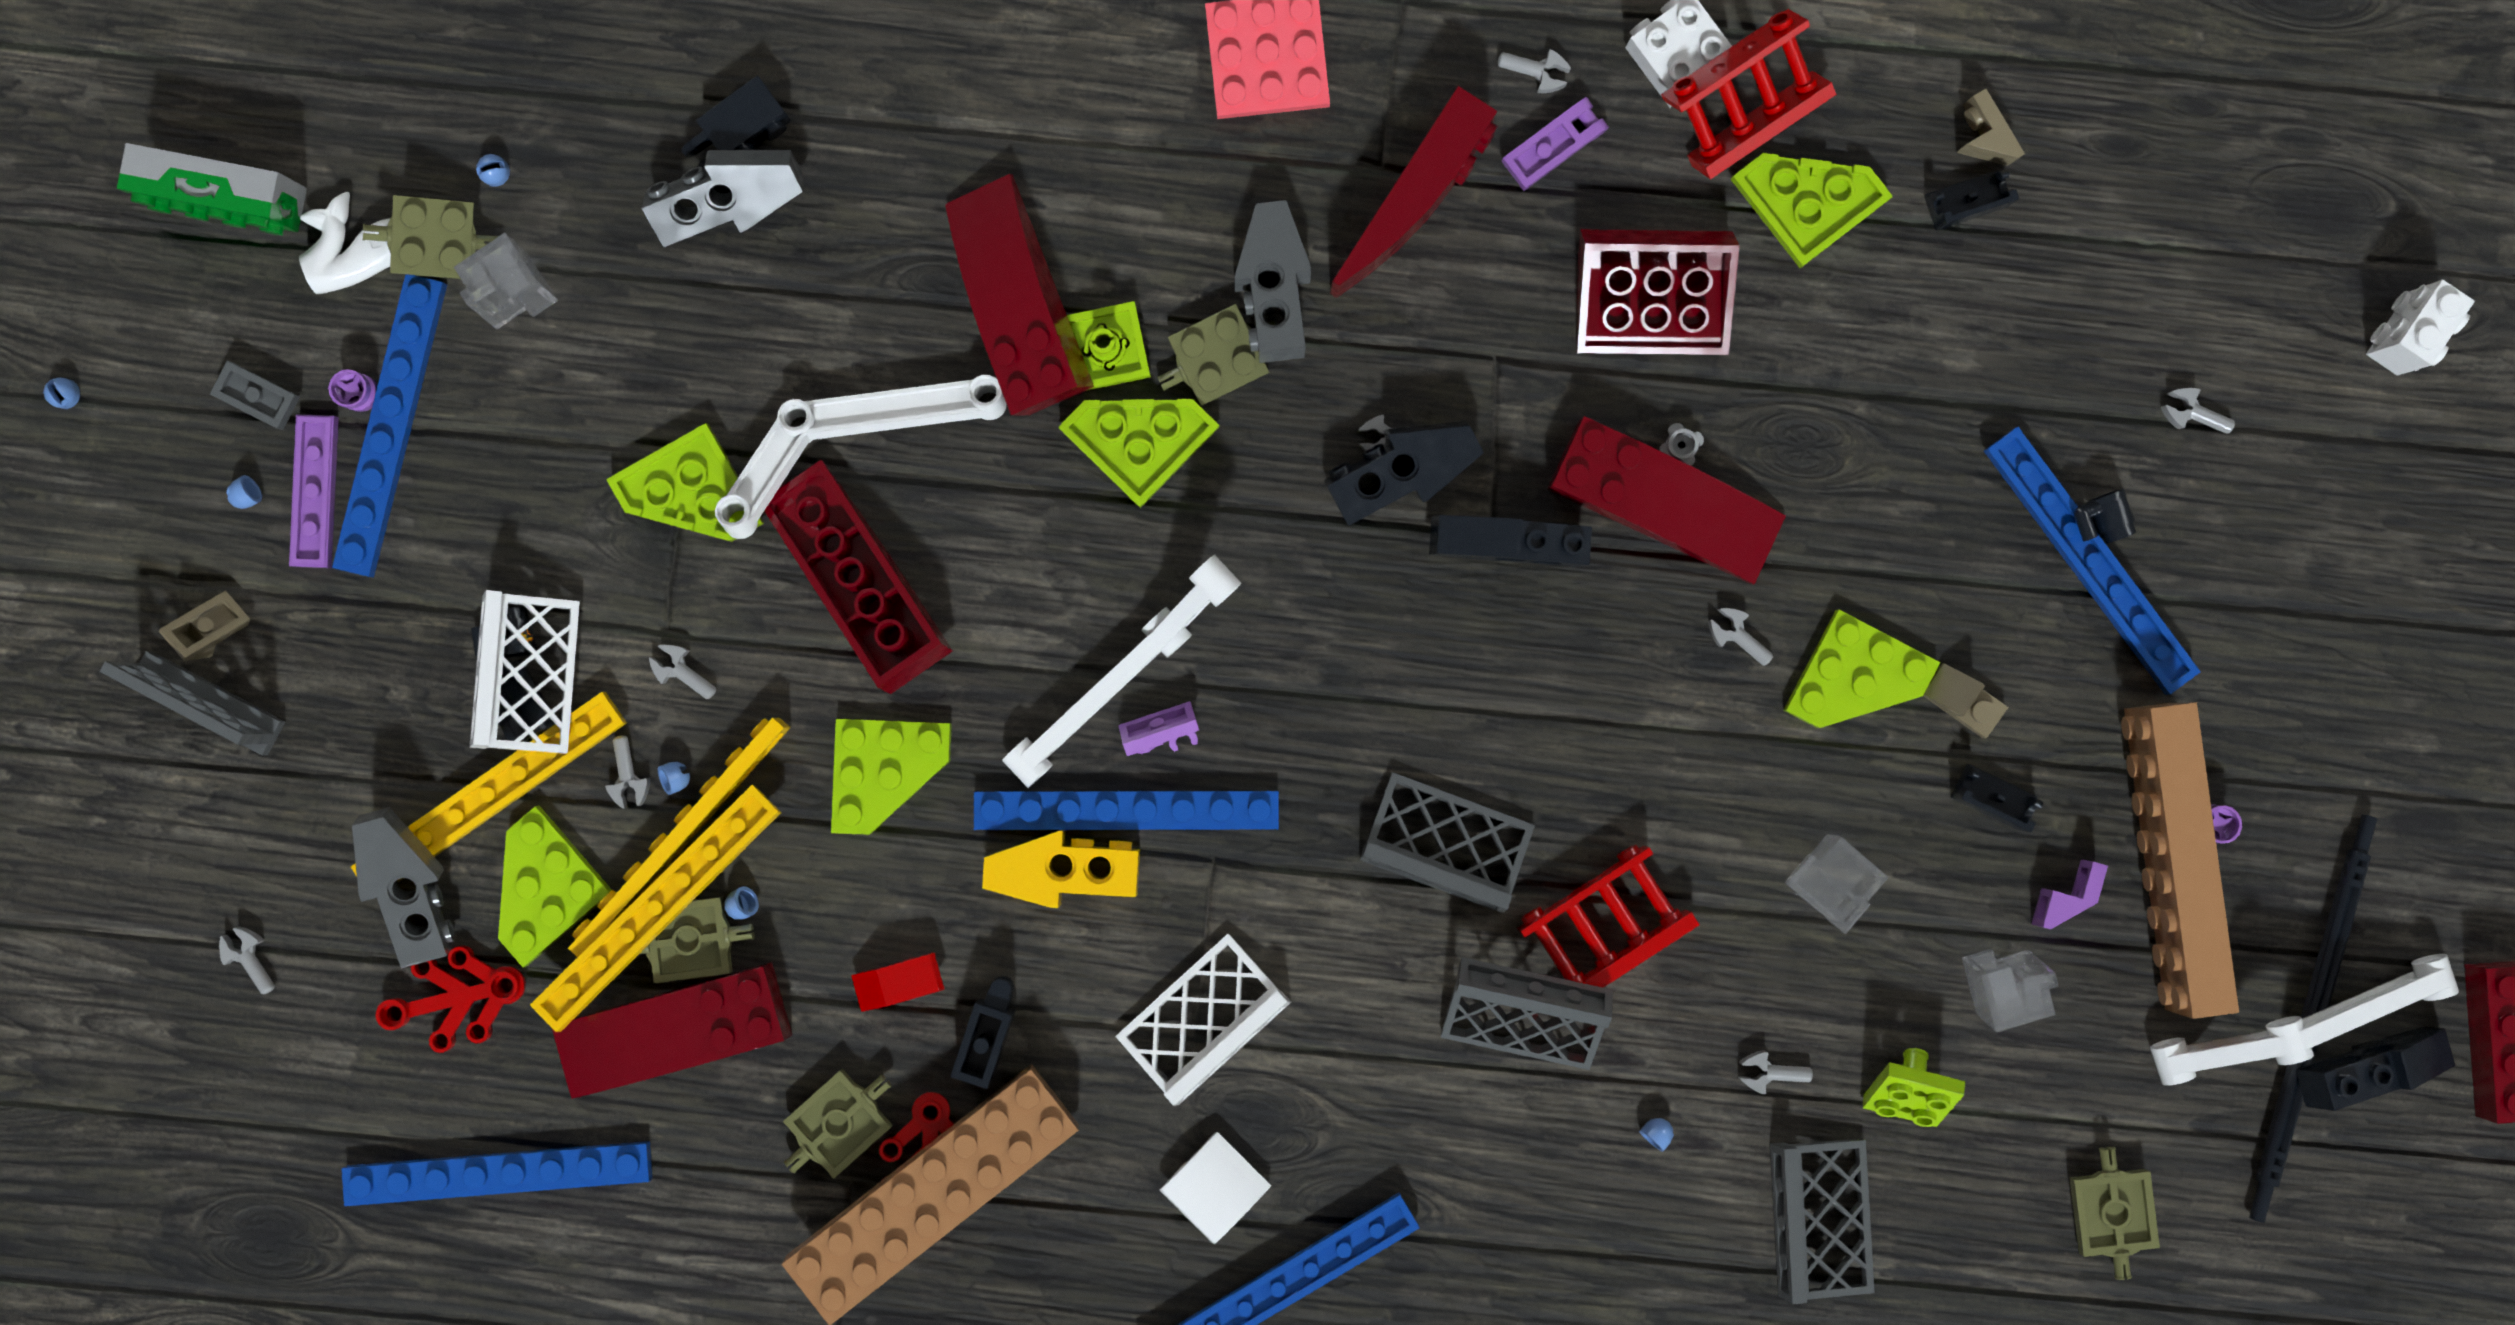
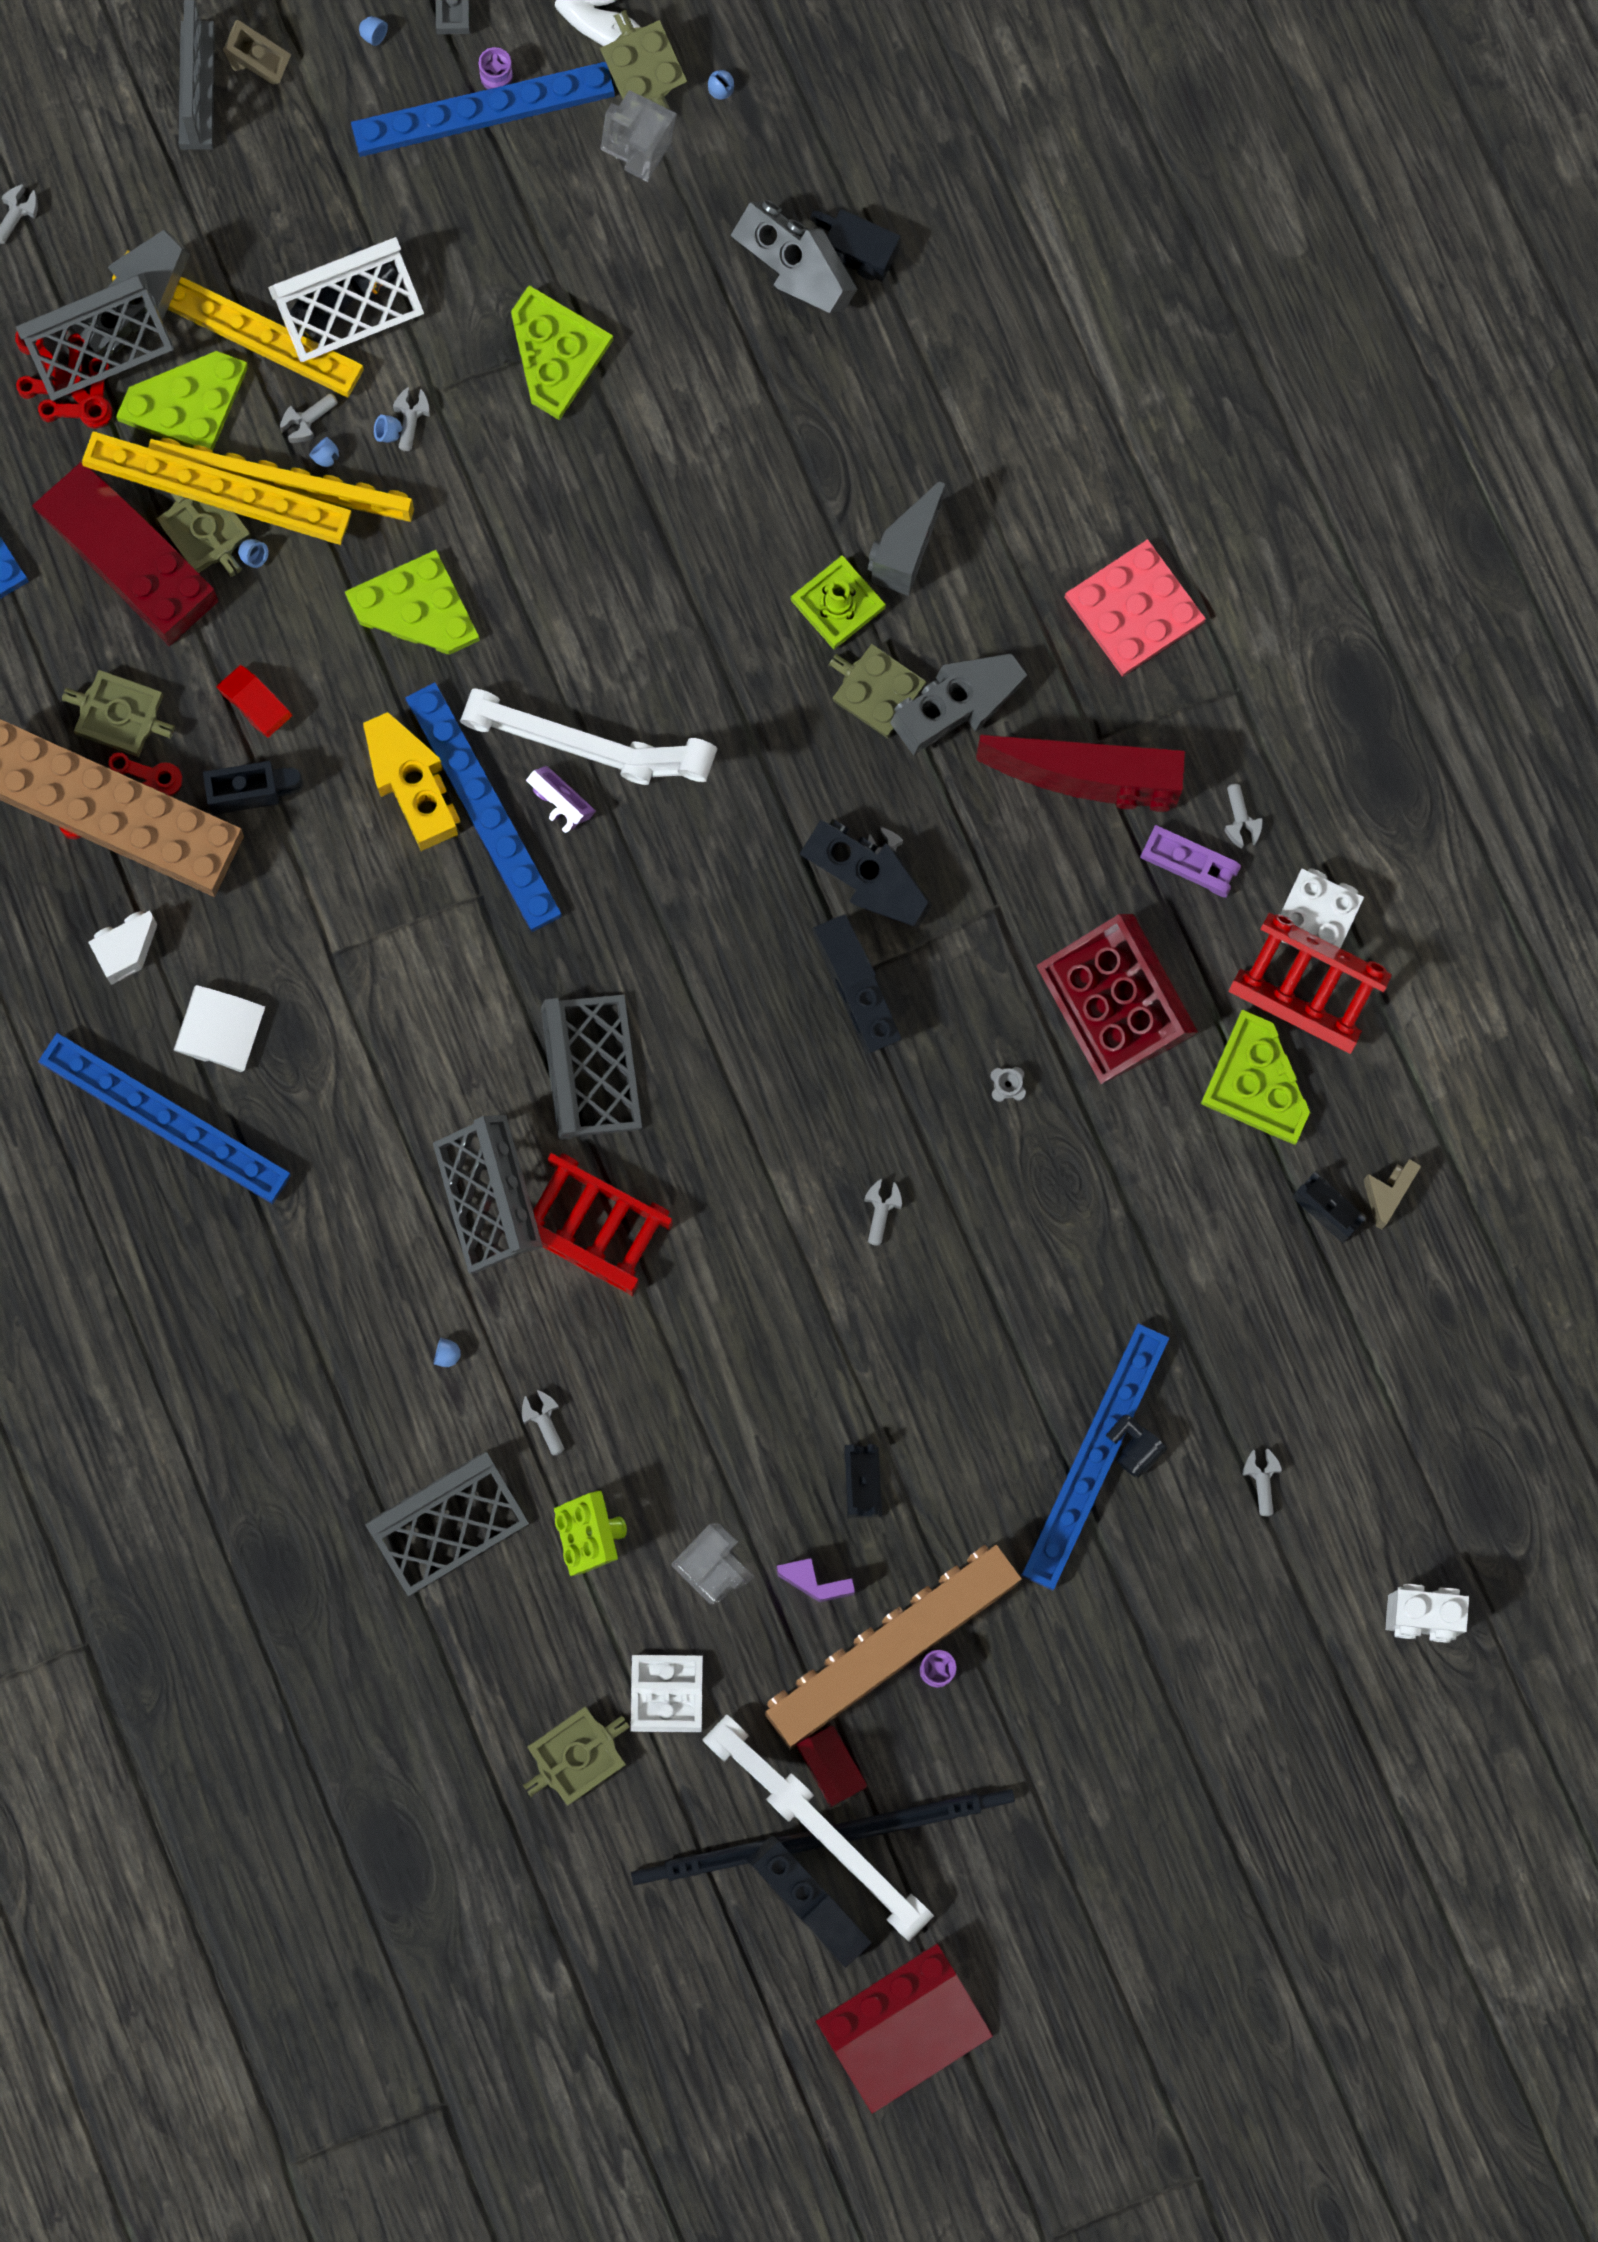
camera: 55 degrees right, 10 degrees down
(313, 491) = (402, 80): medium lavender tile -> none
(394, 942) = (83, 309): none -> dark grey fence
(682, 701) = (387, 429): none -> medium blue hinge
(846, 417) = (674, 435): white piece -> none
(856, 578) = (553, 508): dark red slope -> none
(1015, 299) = (834, 515): dark red slope -> none
(1085, 1240) = (124, 948): none -> white slope
(1093, 256) = (904, 543): none -> dark grey slope
(1139, 439) = (779, 665): lime plate -> none
(1225, 1044) = (336, 976): white fence -> none
(1666, 500) = (957, 1094): dark red slope -> none
(1836, 881) = (723, 1381): clear plate -> none
(1857, 673) = (902, 1319): lime plate -> none
(1965, 700) = (927, 1416): dark tan slope -> none
(2098, 1094) = (666, 1693): none -> white slope
(2263, 975) = (831, 1766): none -> dark red panel

